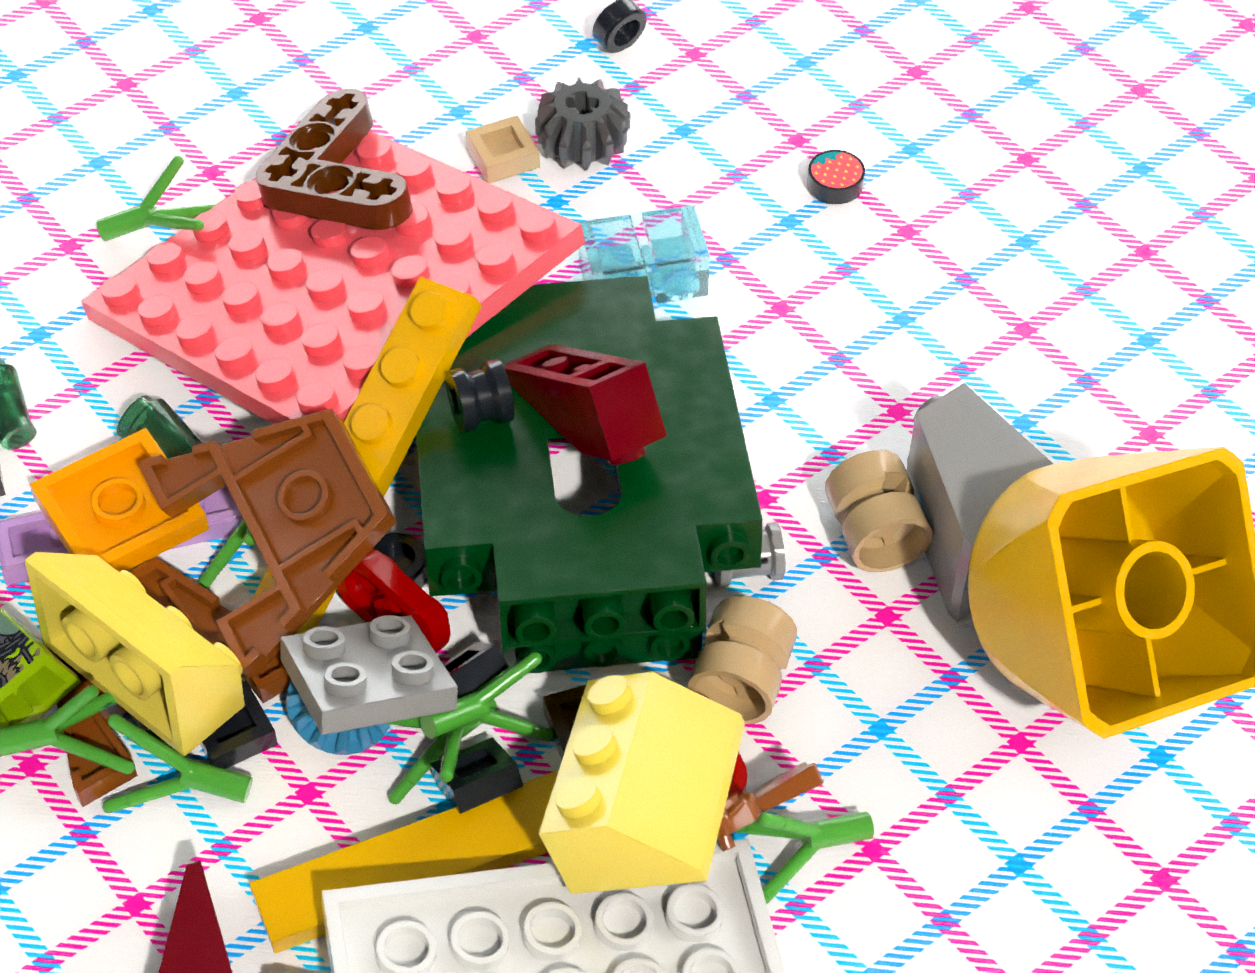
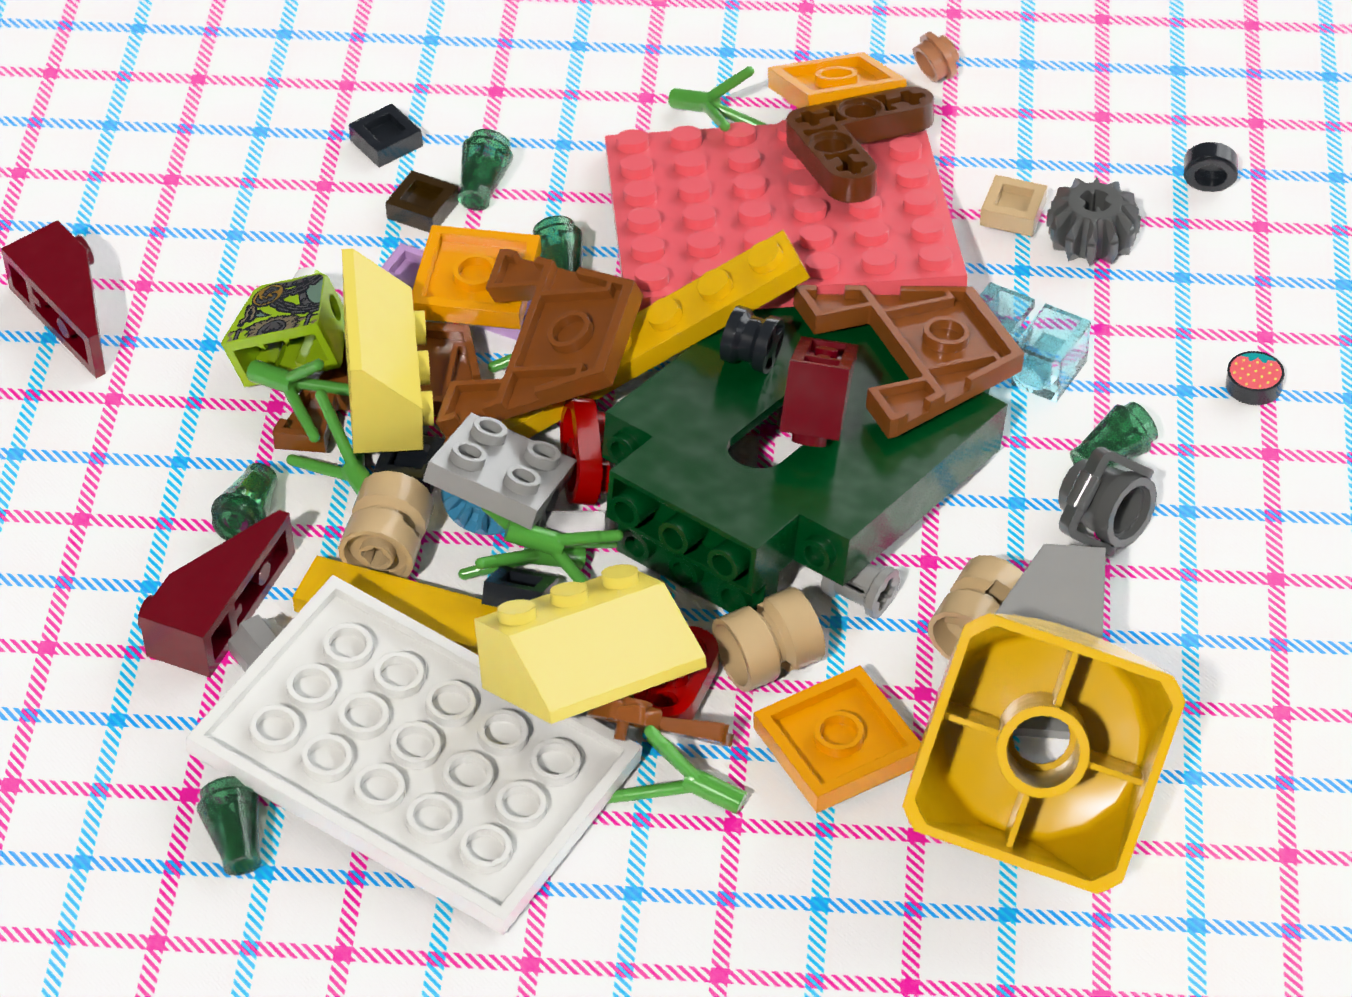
camera: 45 degrees right, 5 degrees down
(124, 885) = (244, 501): none -> clear green cone
(244, 130) = (832, 79): none -> light orange plate
(292, 803) = (387, 524): none -> tan wheel
(299, 61) = (936, 56): none -> nougat plate
(611, 293) = (936, 334): none -> dark orange wing
(802, 290) = (1123, 430): none -> clear green cone
(859, 348) = (1107, 500): none -> dark grey piece
(885, 706) = (837, 738): none -> light orange plate

